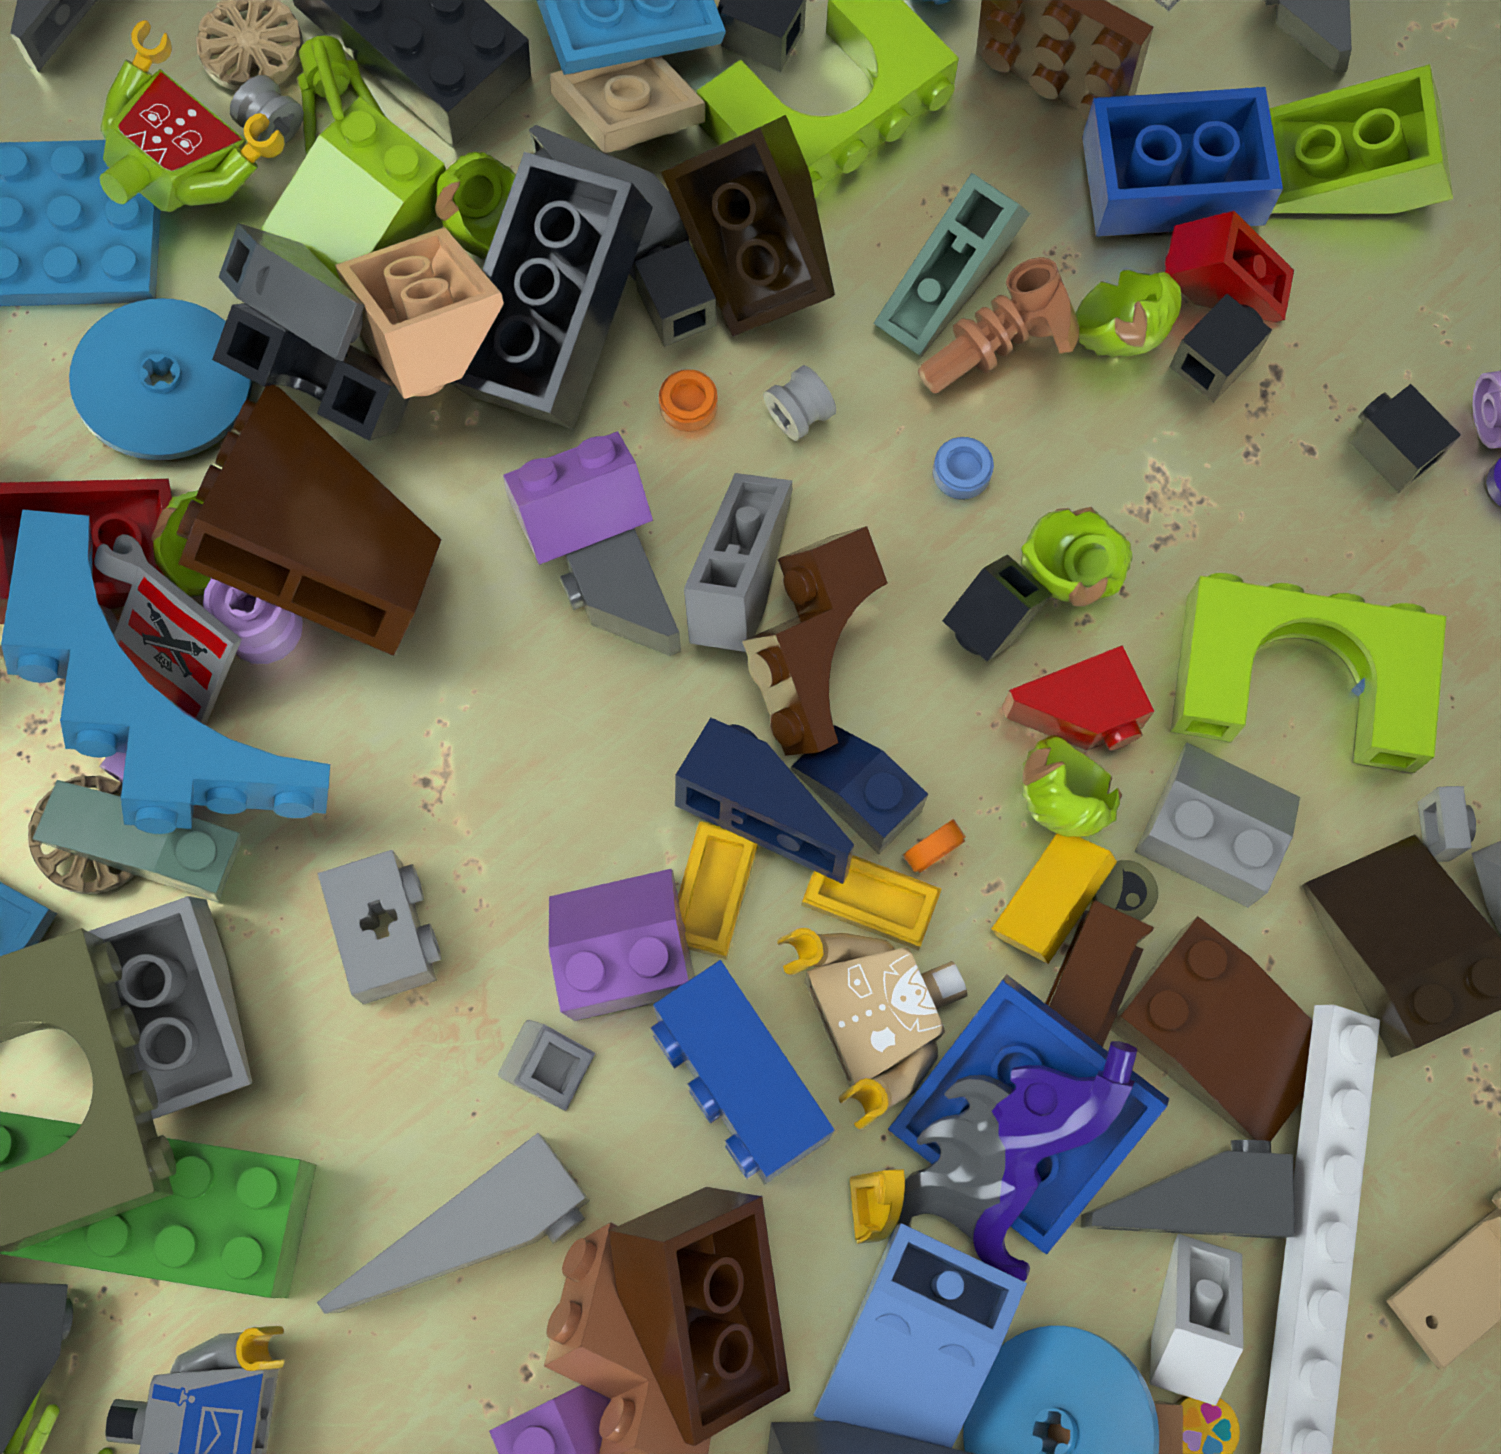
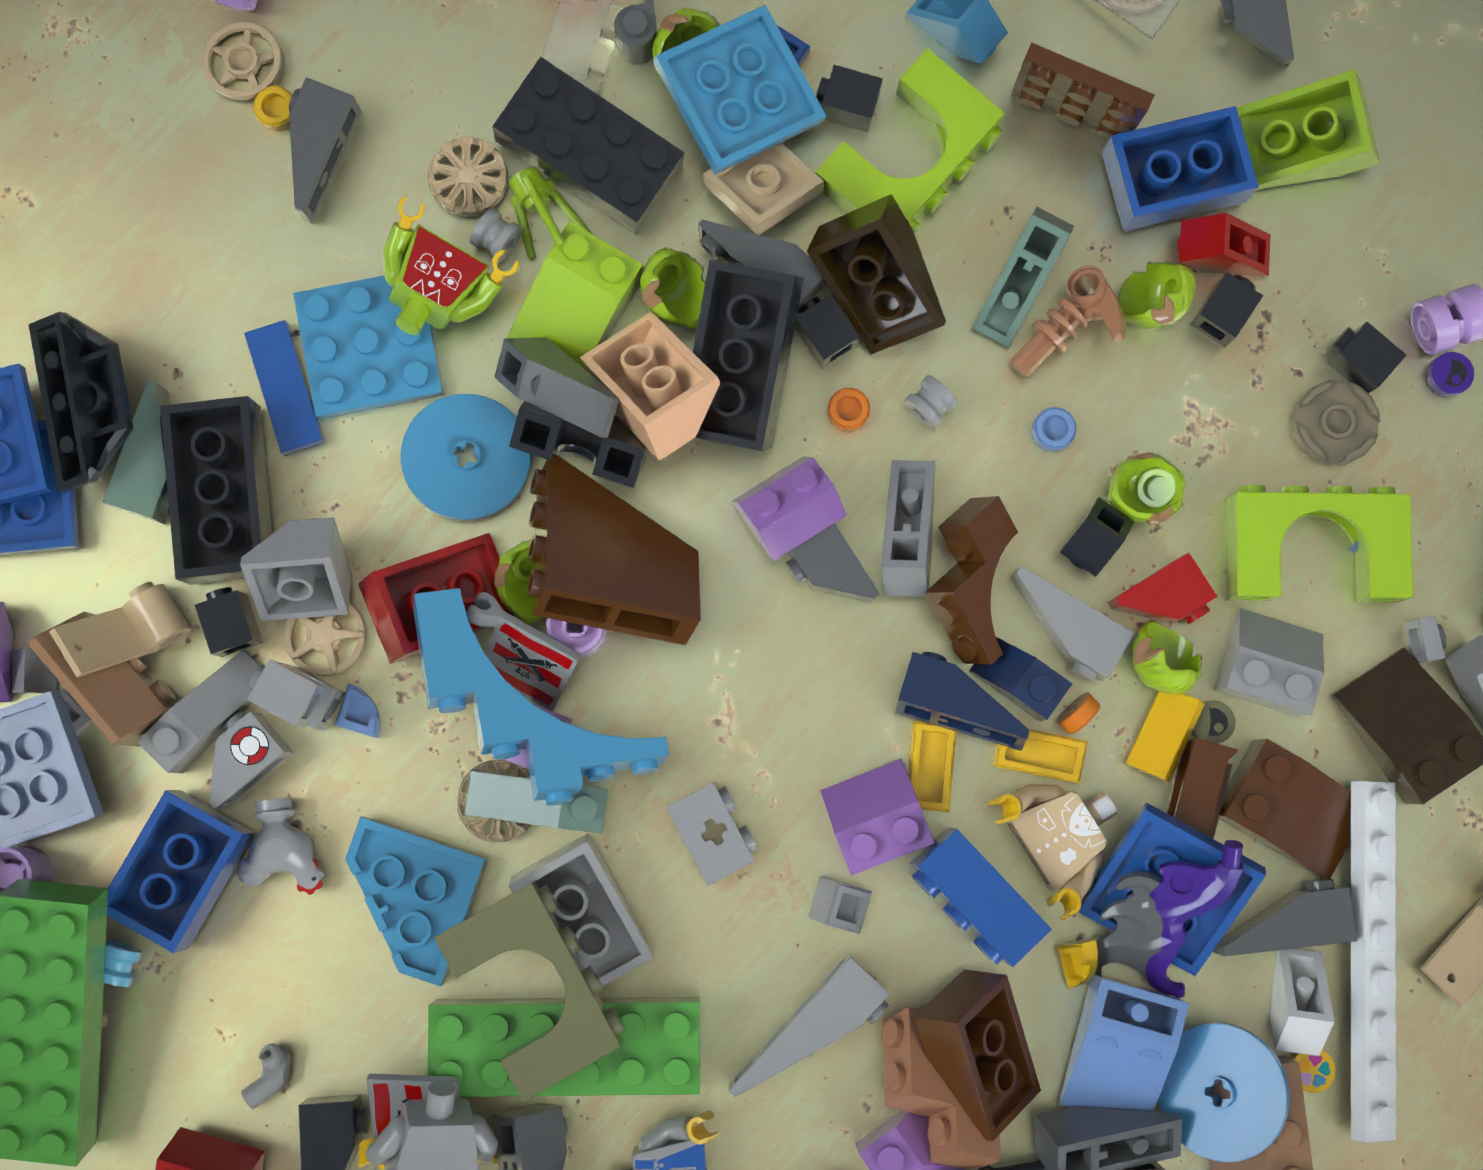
camera: 10 degrees left, 10 degrees up
(953, 733) = (1077, 630): none -> light grey slope
(1353, 519) = (1335, 422): none -> dark tan tile

